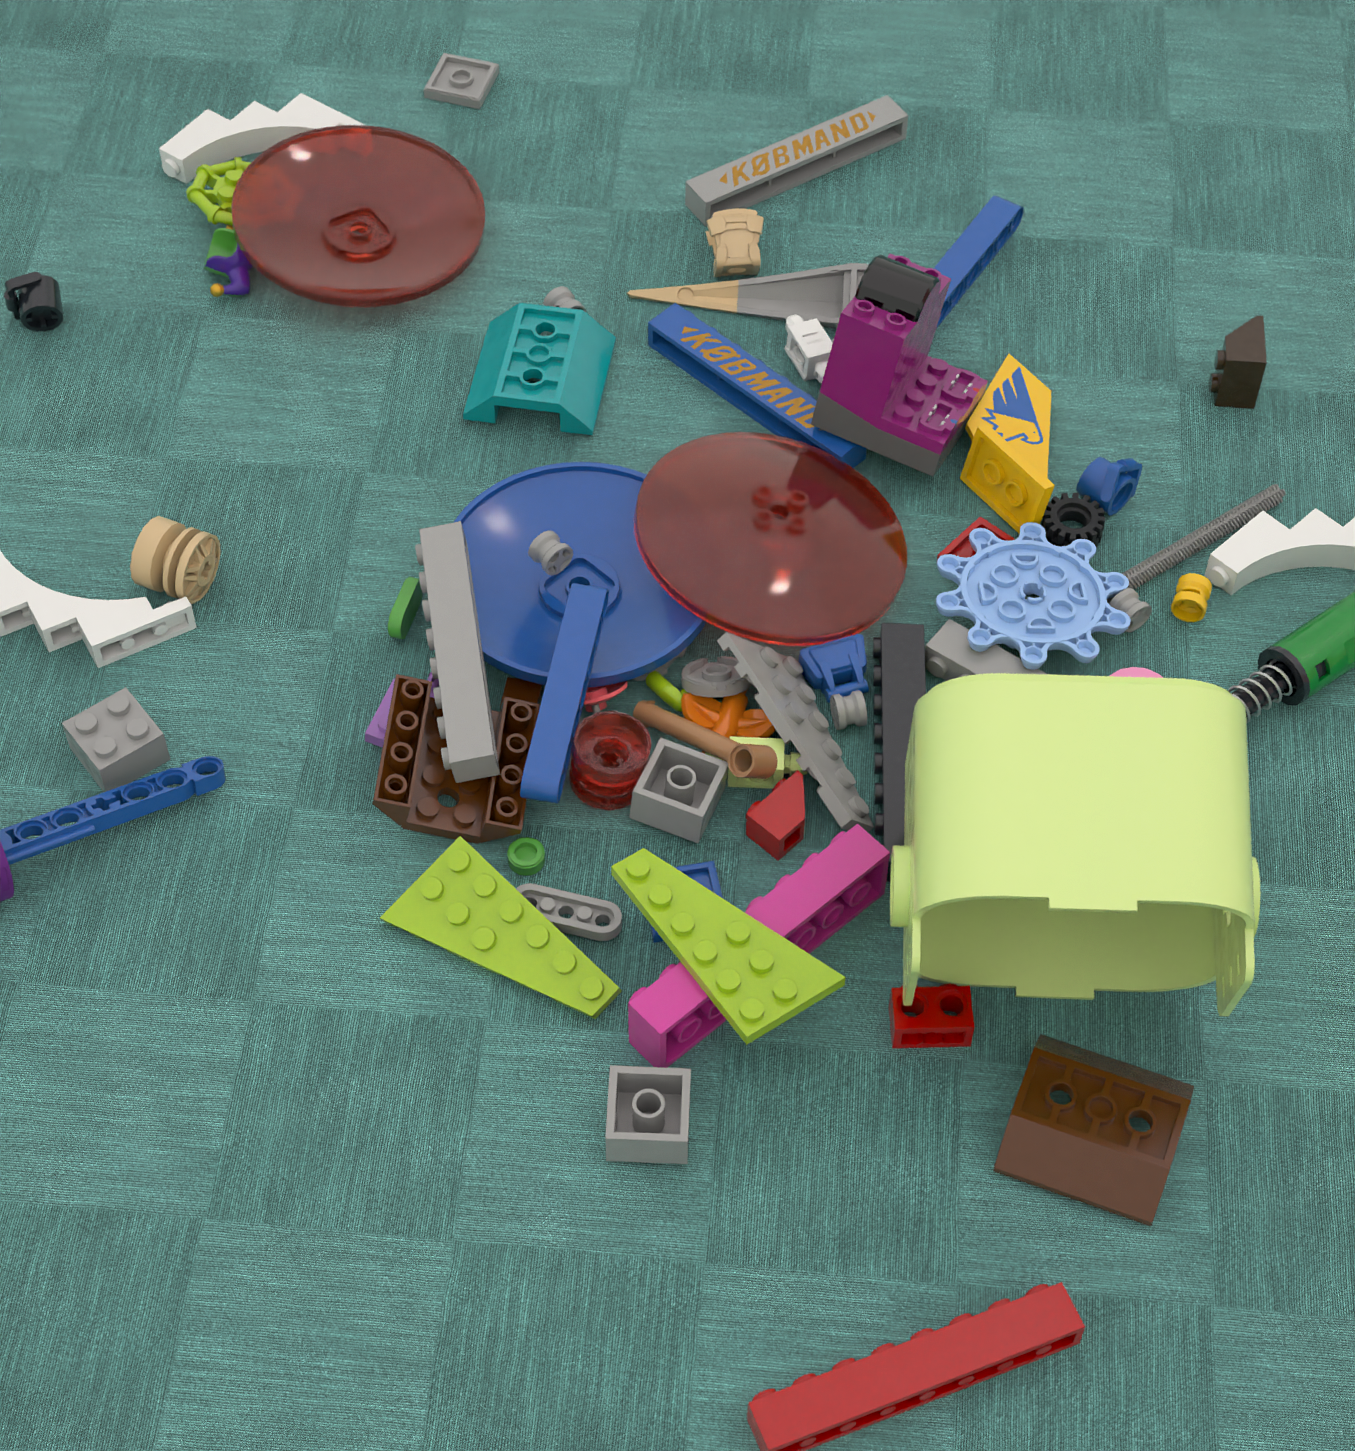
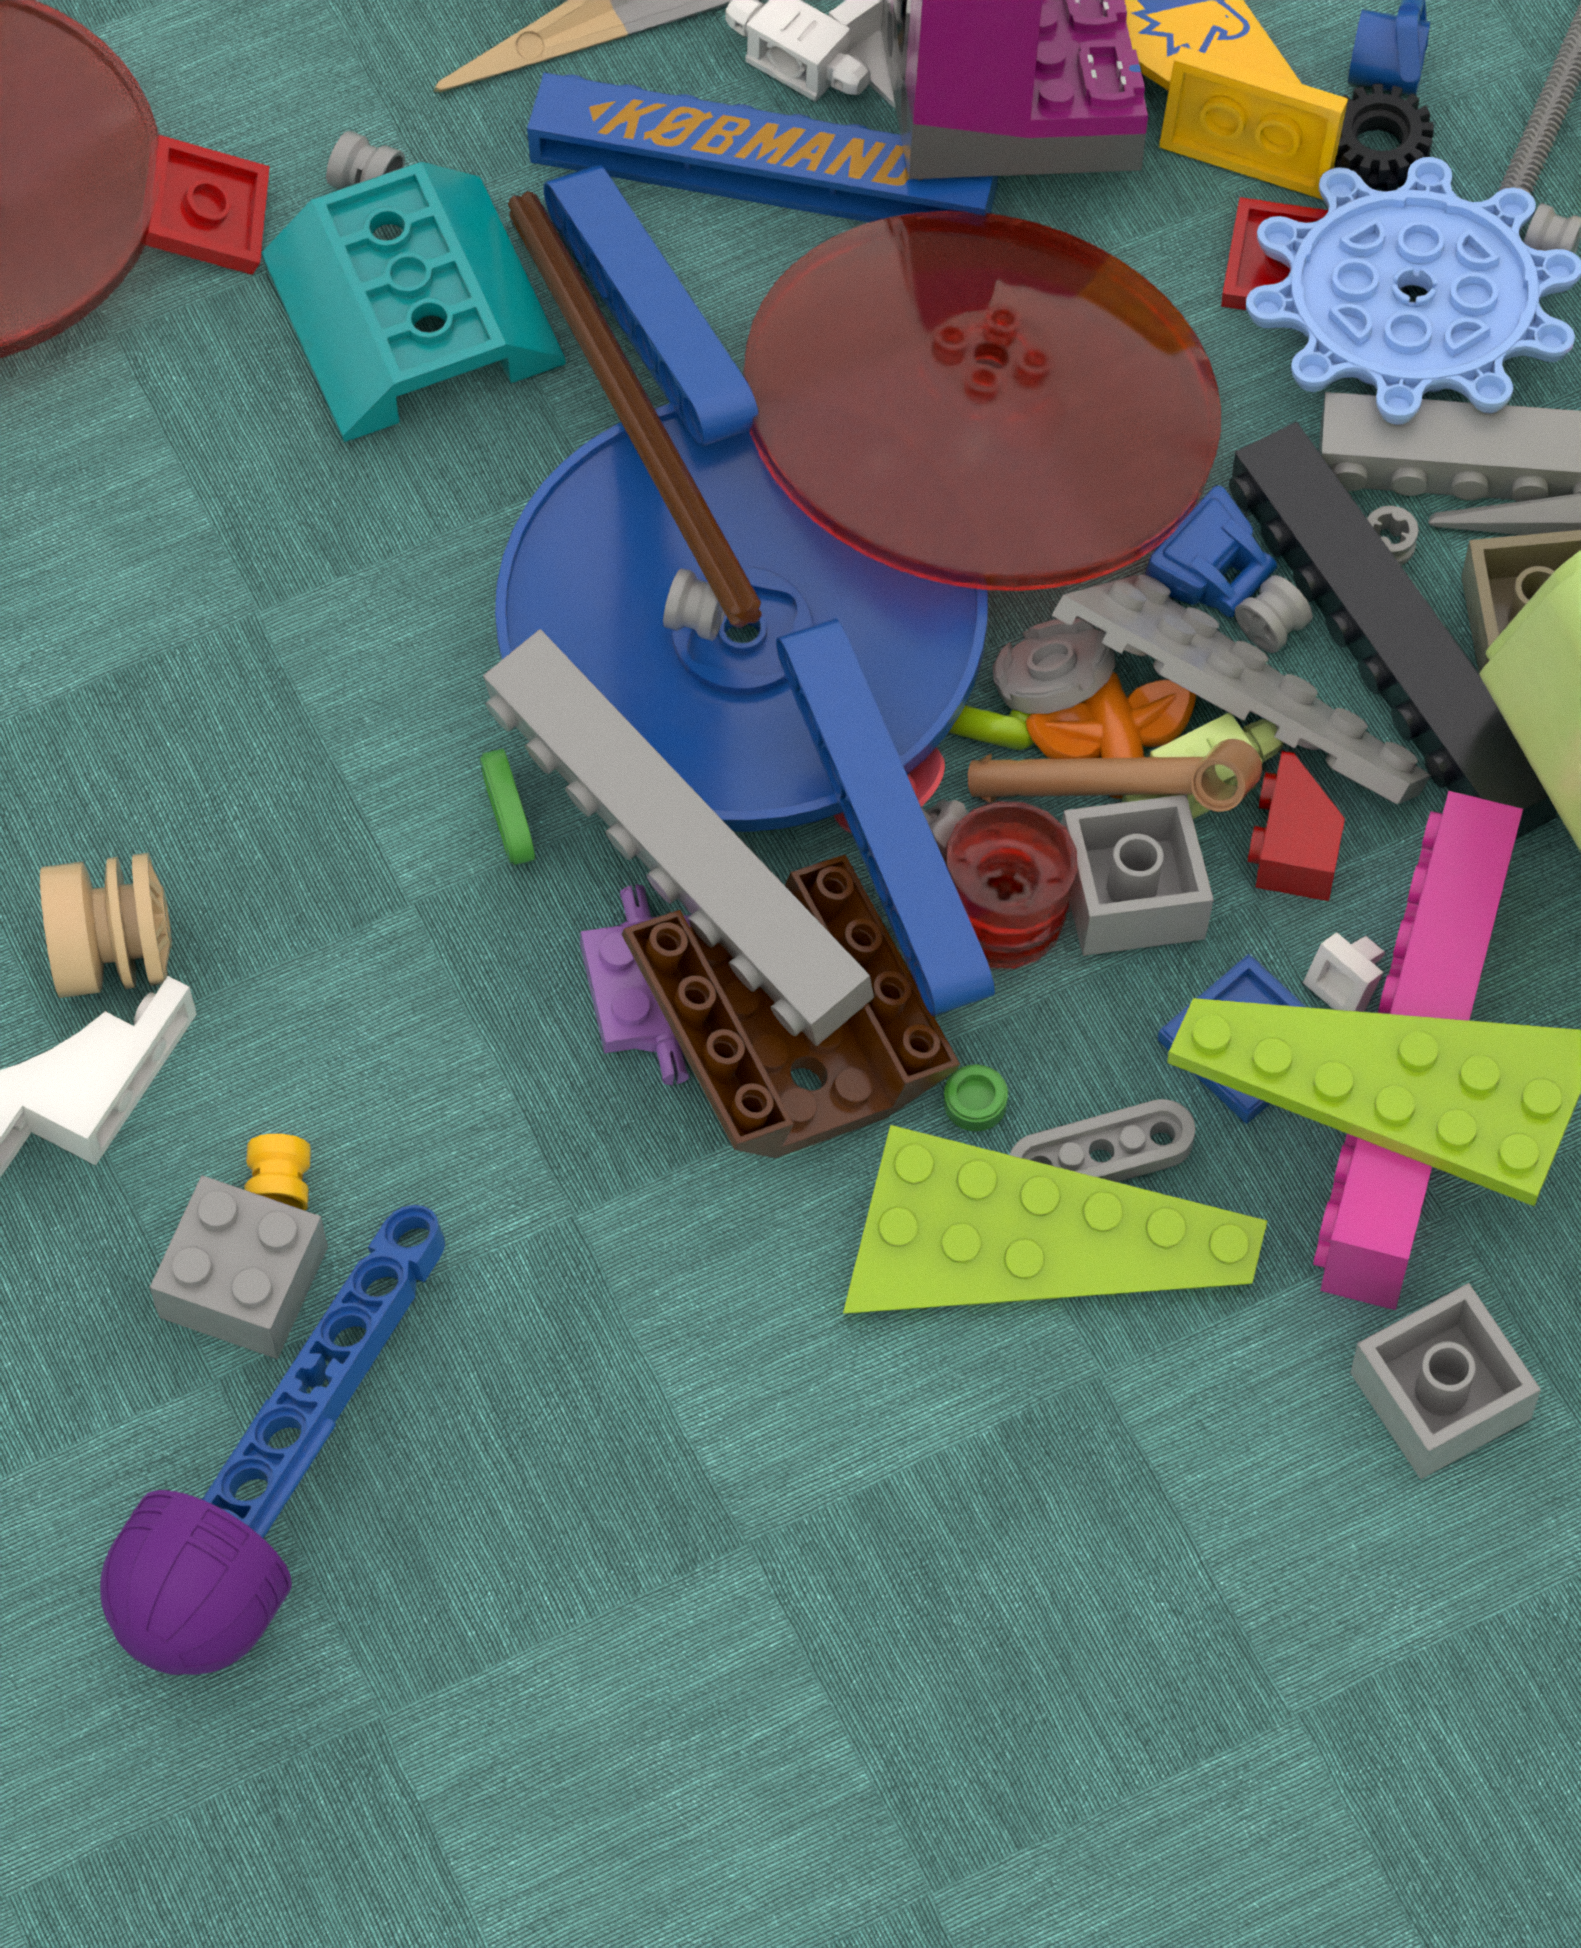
camera: 30 degrees left, 10 degrees up
(169, 710) = (279, 1168): none -> yellow wheel
(478, 289) = (208, 205): none -> red tile
(522, 690) = (783, 849): reddish brown tile -> none
(592, 461) = (636, 412): none -> reddish brown axle
(641, 421) = (650, 305): none -> blue beam
(751, 886) = (1345, 972): none -> white tile

